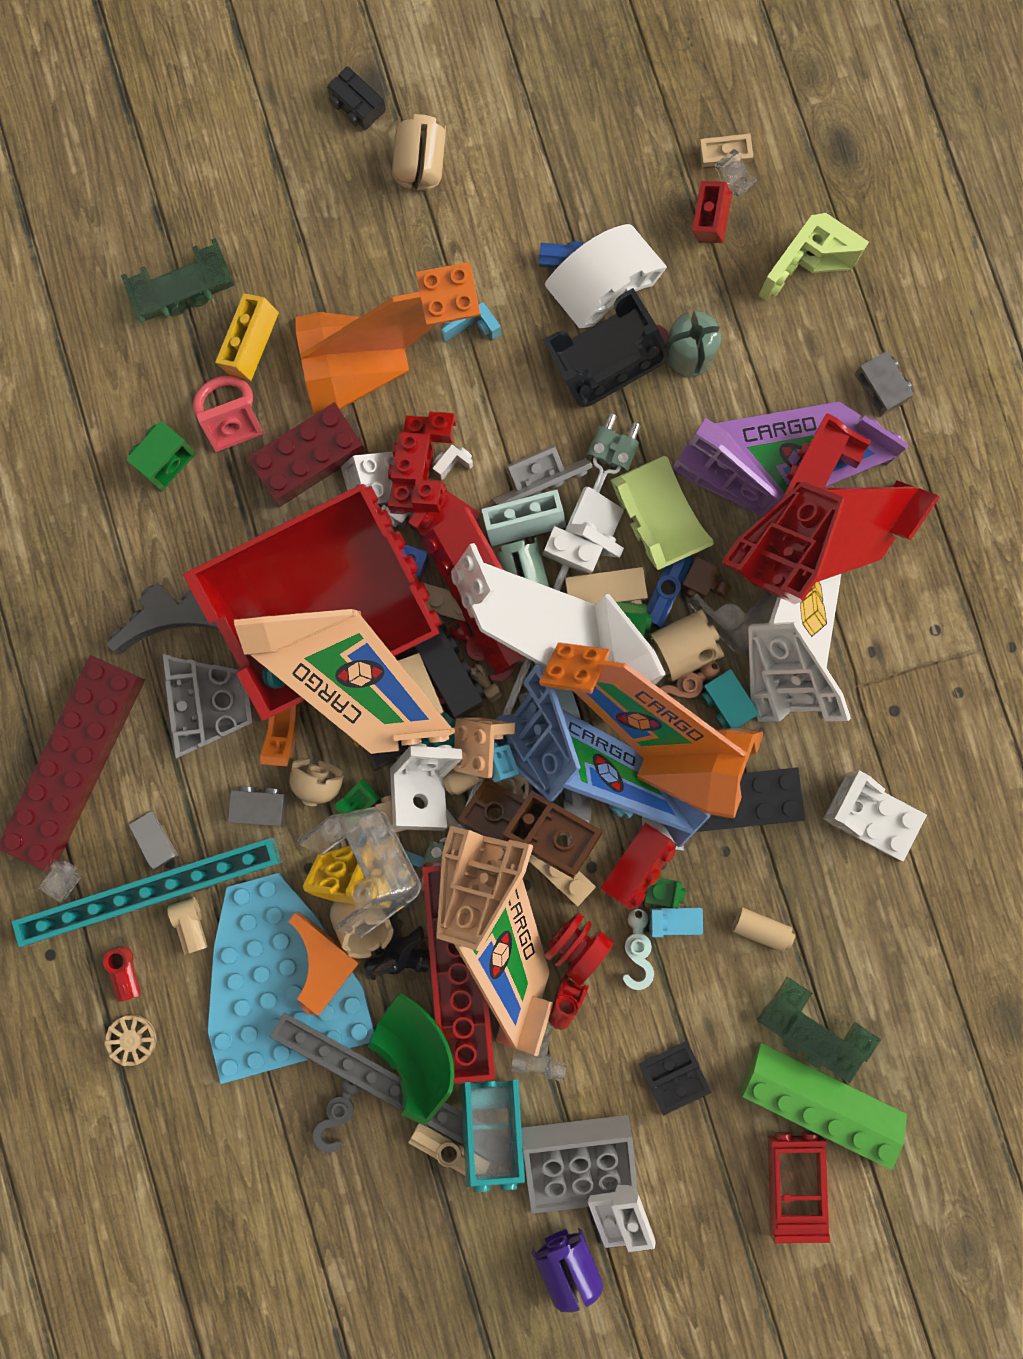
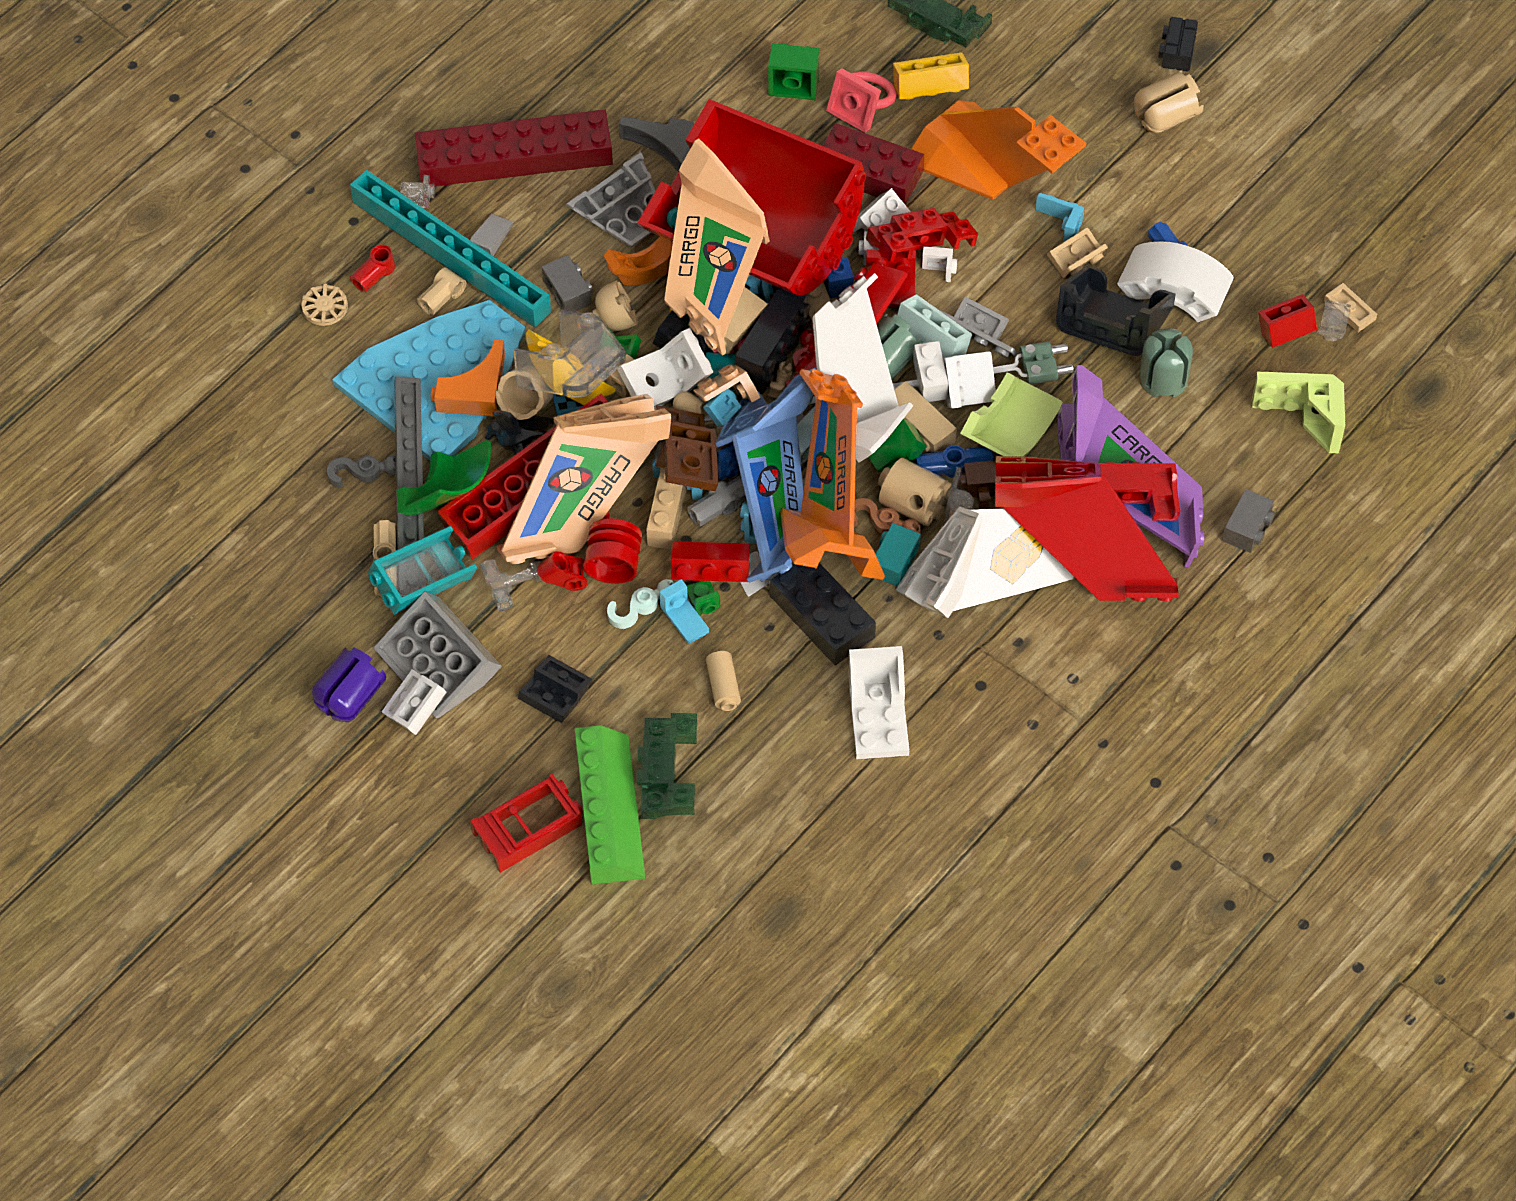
camera: 55 degrees right, 25 degrees down
(522, 339) = (1076, 252): none -> tan bracket

